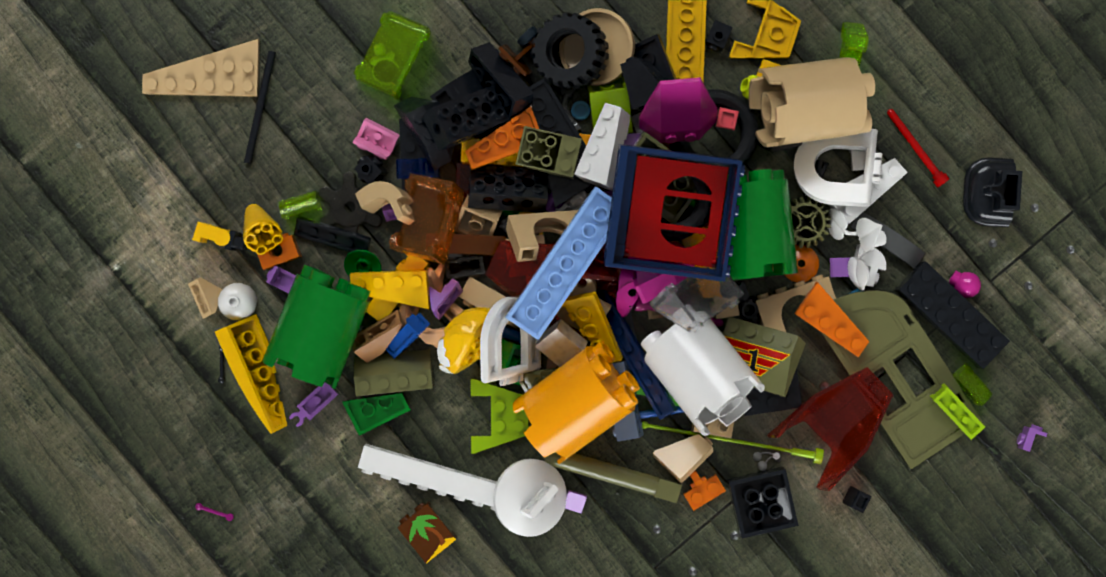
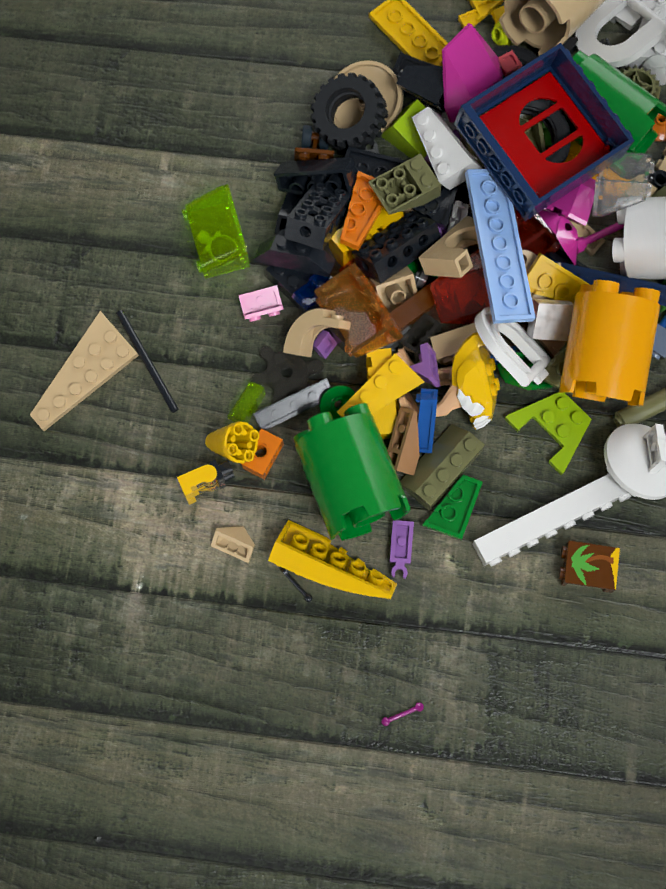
camera: 35 degrees left, 15 degrees down
(237, 301) = (264, 523): white cylinder -> none
(280, 278) = (285, 472): medium lavender bracket -> none
(370, 169) = (277, 327): black brick -> none
(580, 110) = (395, 152): dark azure tile -> none
(718, 36) = (444, 22): black brick -> none

